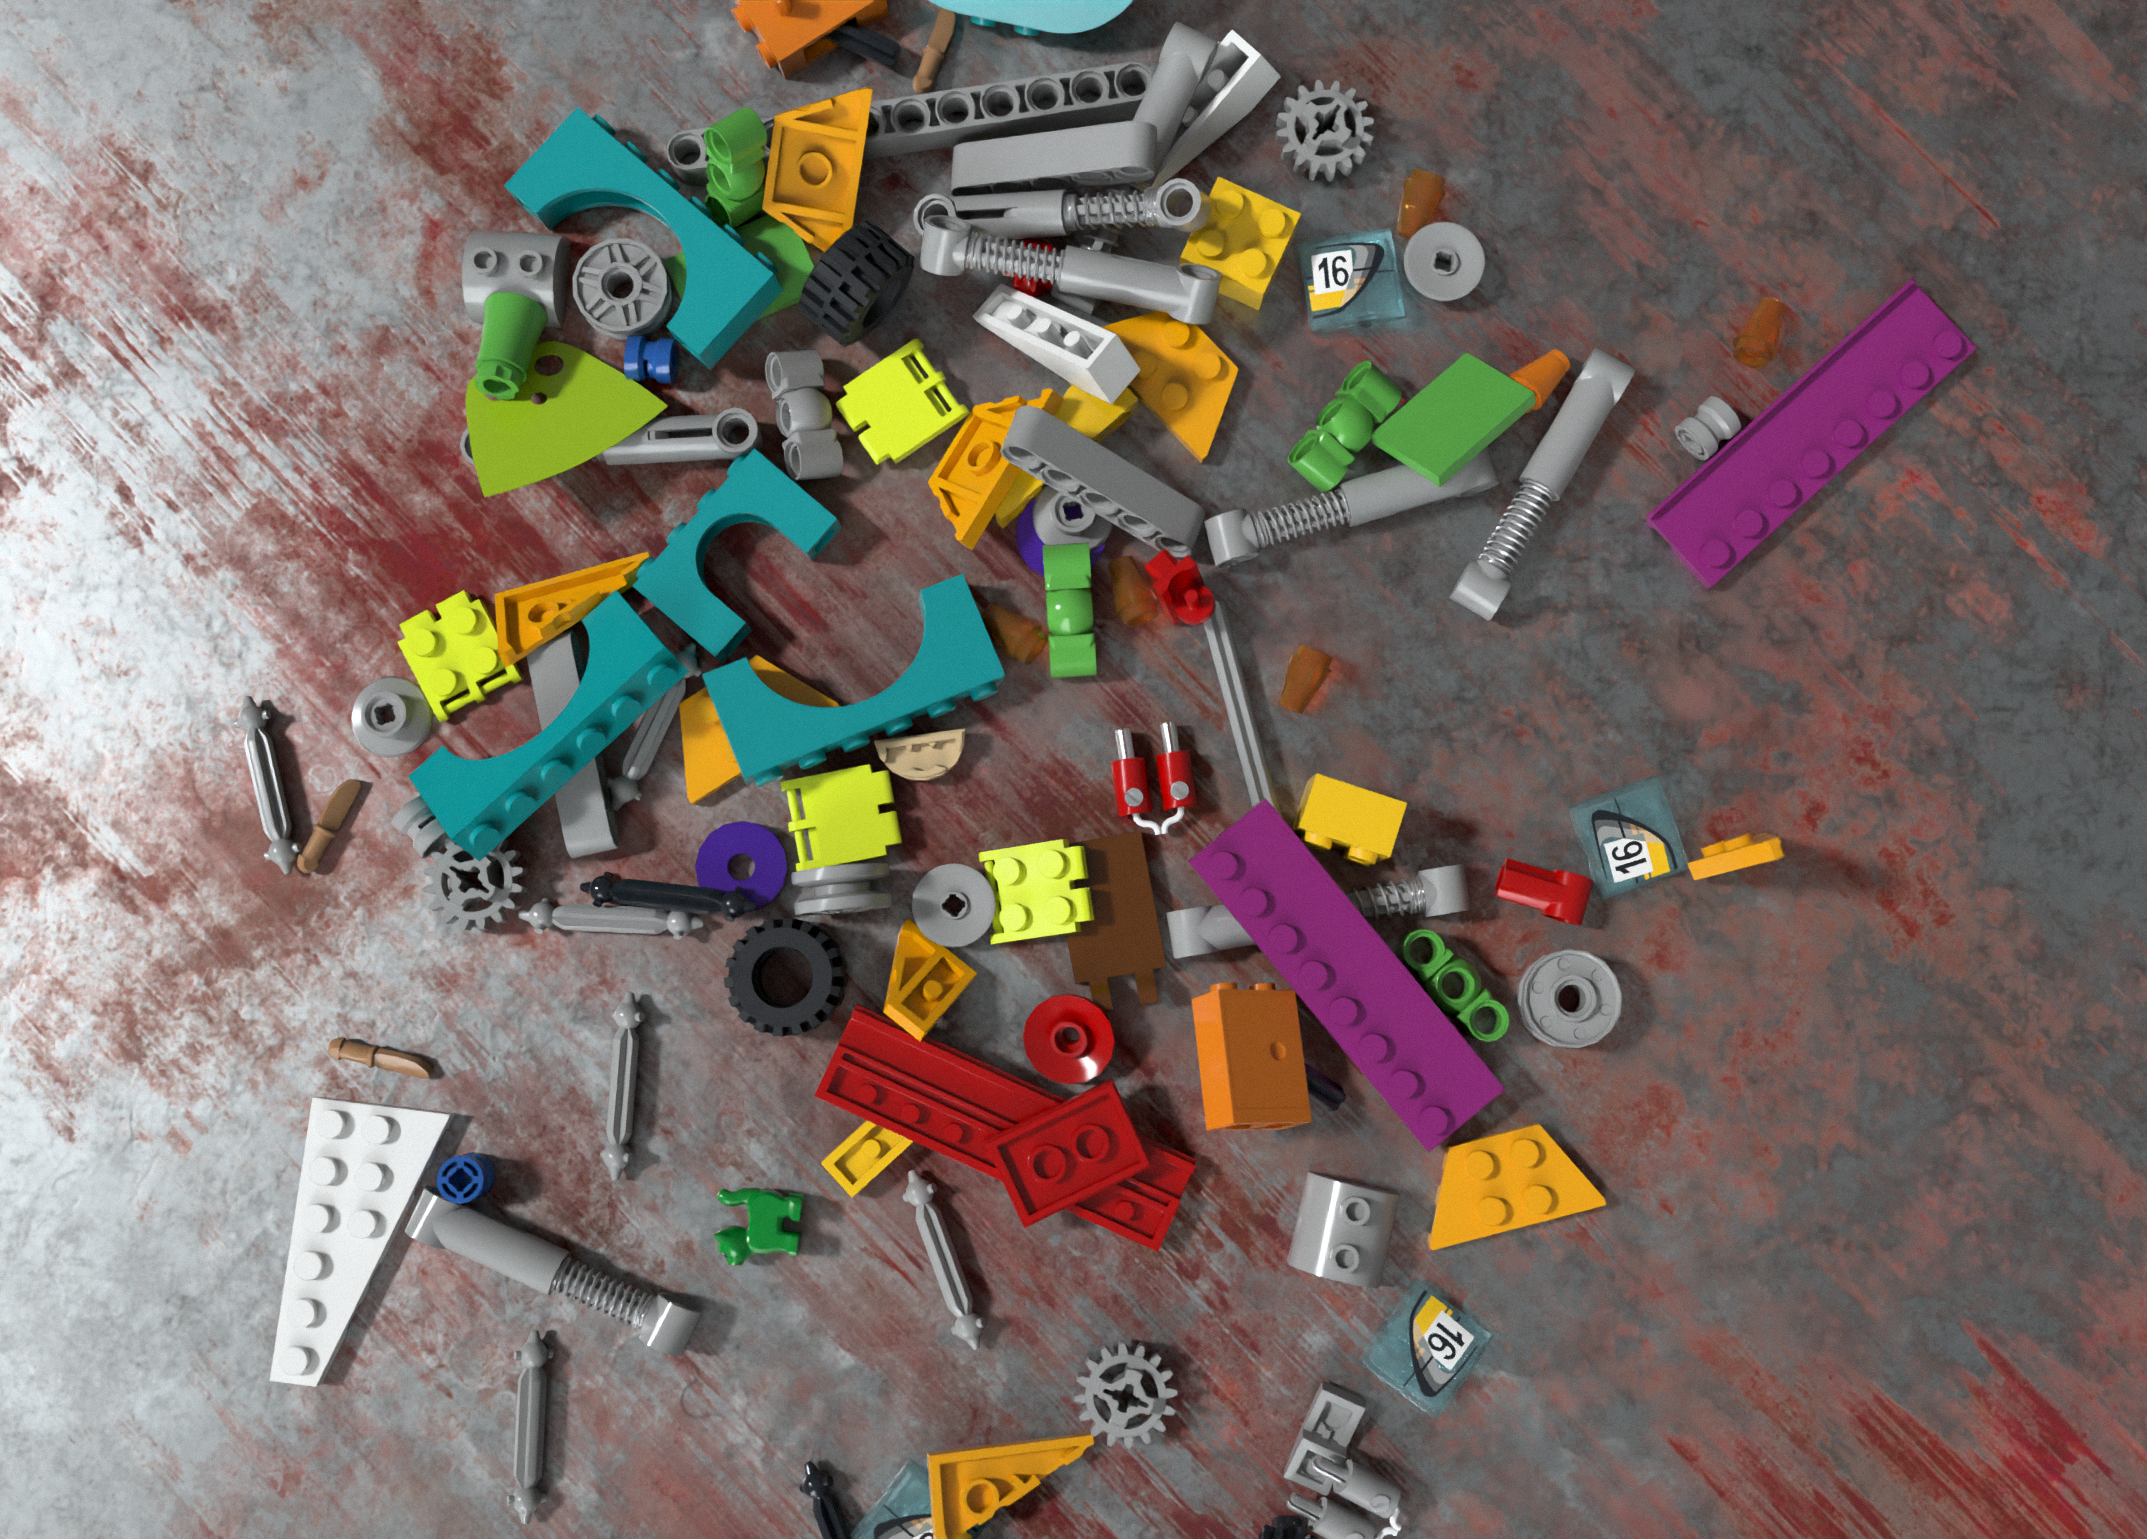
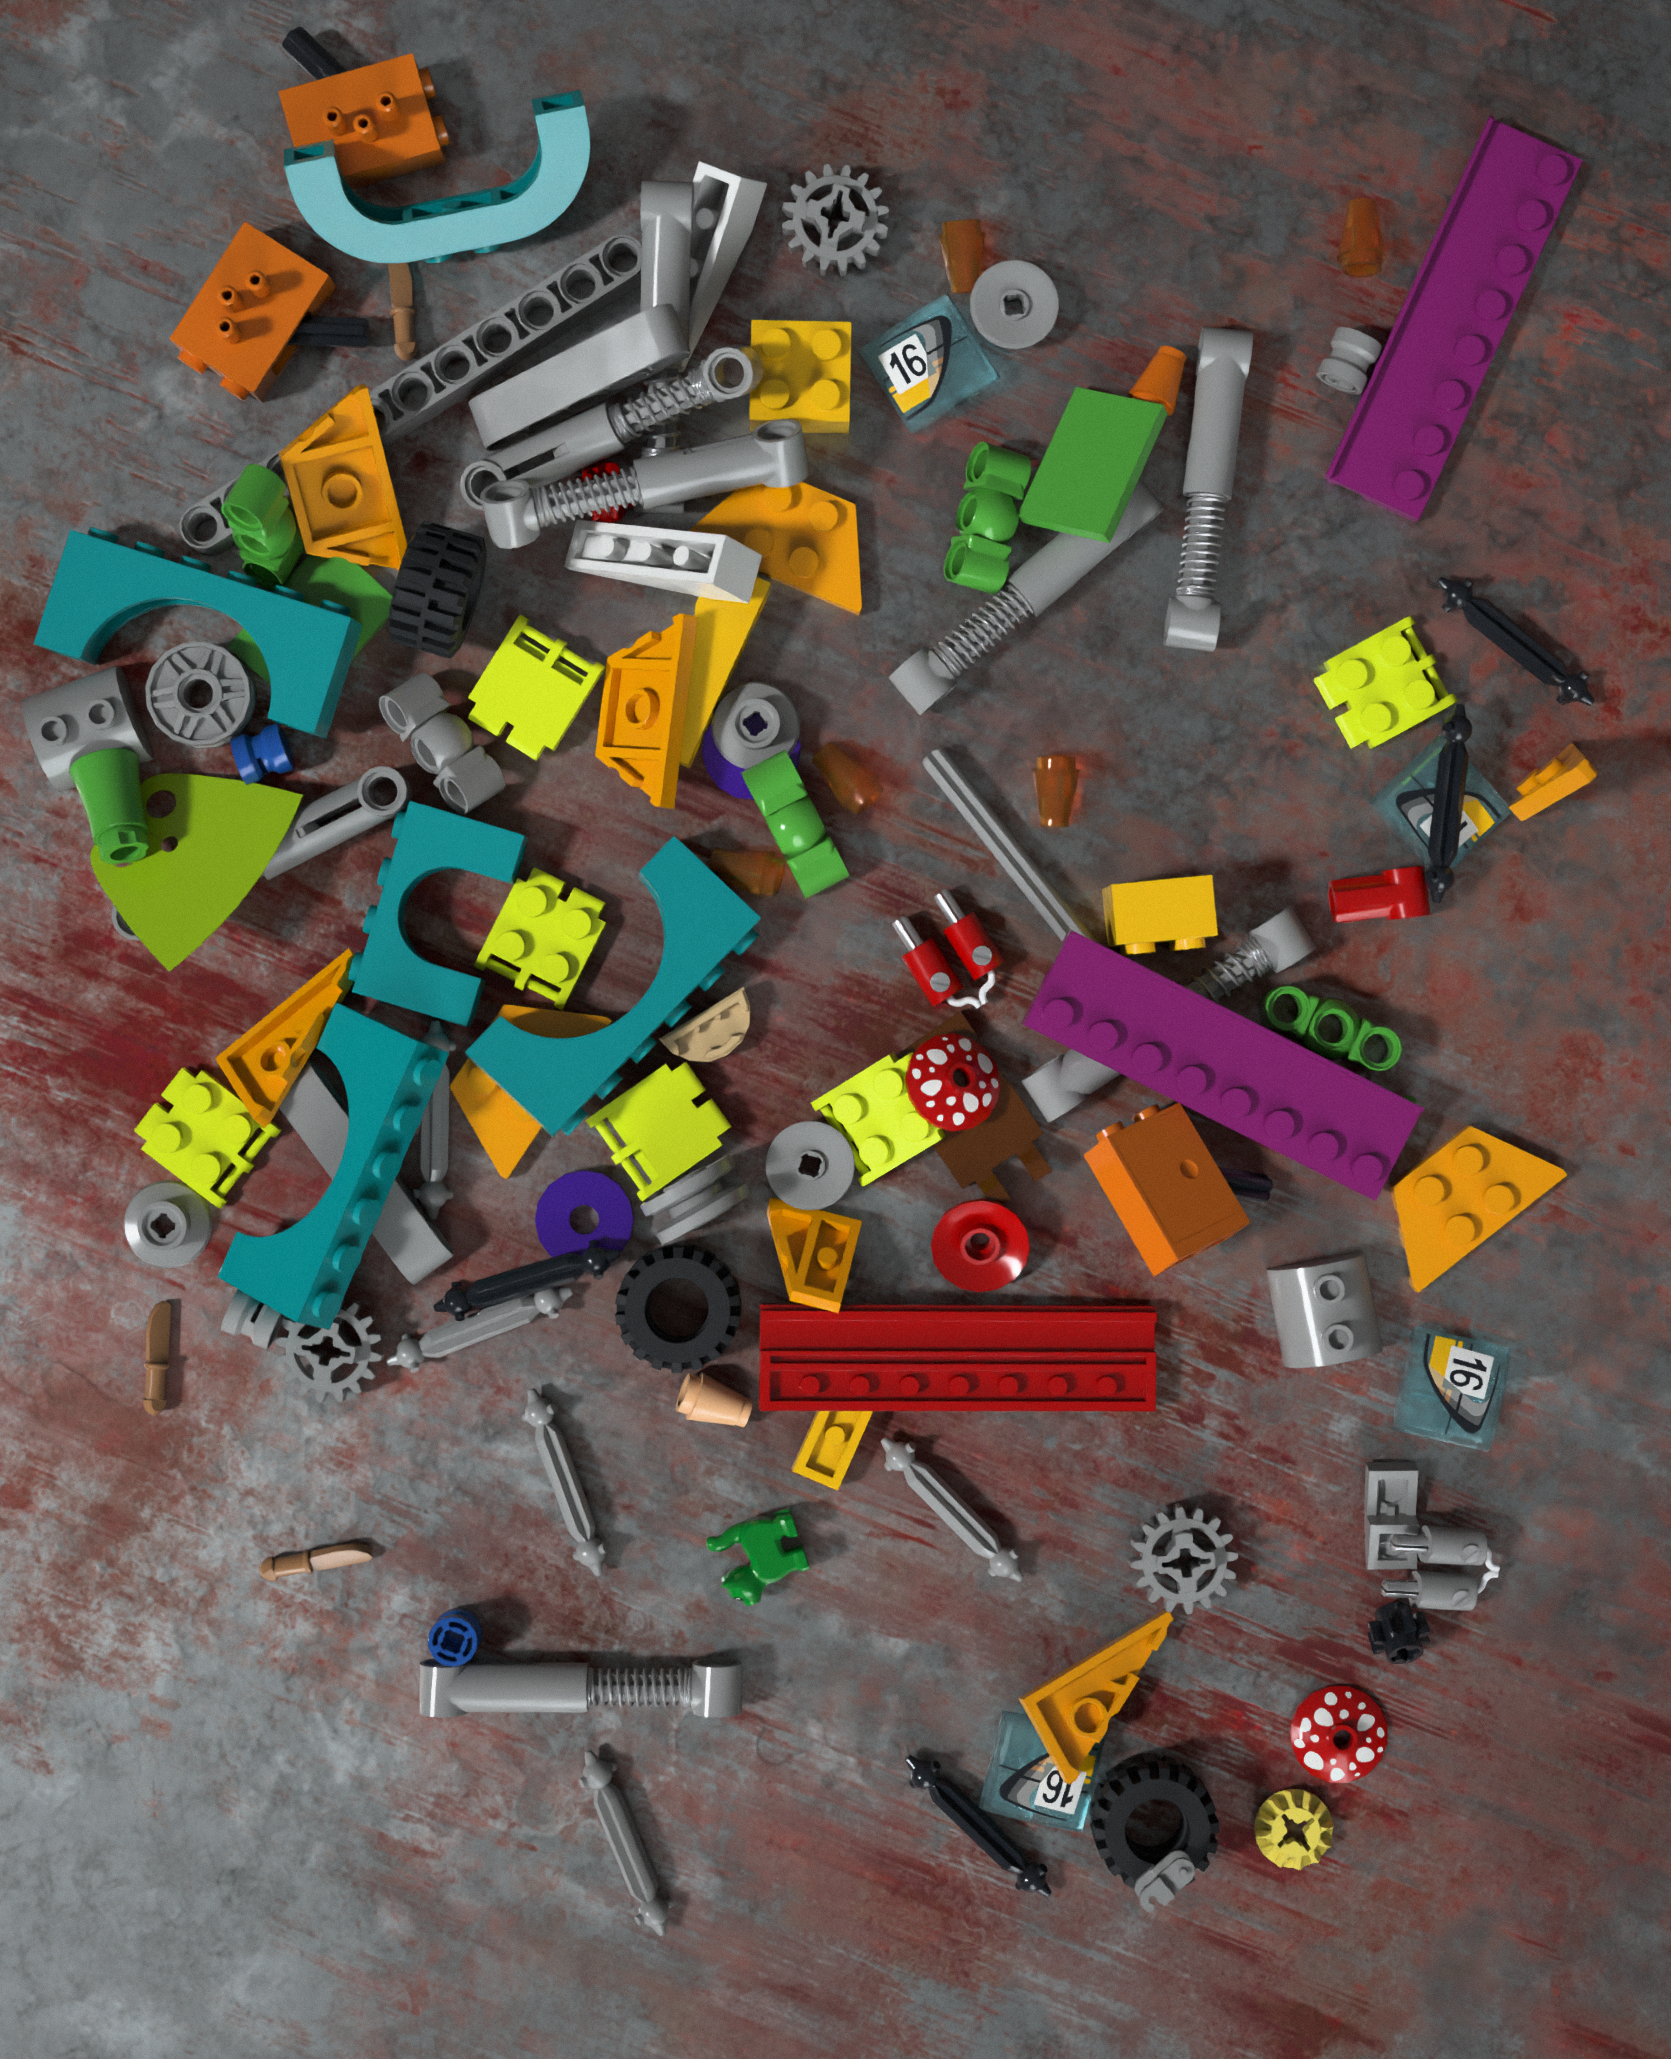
camera: 25 degrees left, 5 degrees up
(267, 785) = (78, 1345): light grey wheel -> none
(349, 1205) = (353, 1712): white wing -> none
(779, 1072) = (712, 1401): none -> light nougat cone
(817, 613) = (544, 936): none -> neon yellow plate
(1068, 1153) = (1028, 1355): red tile -> none
(1088, 891) = (937, 1095): none -> red dish
(1102, 481) = (774, 684): light grey beam -> none
(1180, 589) = (897, 756): red hips -> none
(1597, 999) = (1478, 985): light grey wheel -> none
(1622, 714) = (1383, 686): none -> neon yellow plate
(1637, 835) = (1448, 803): none -> black wheel
(1752, 725) = (1515, 641): none -> black wheel

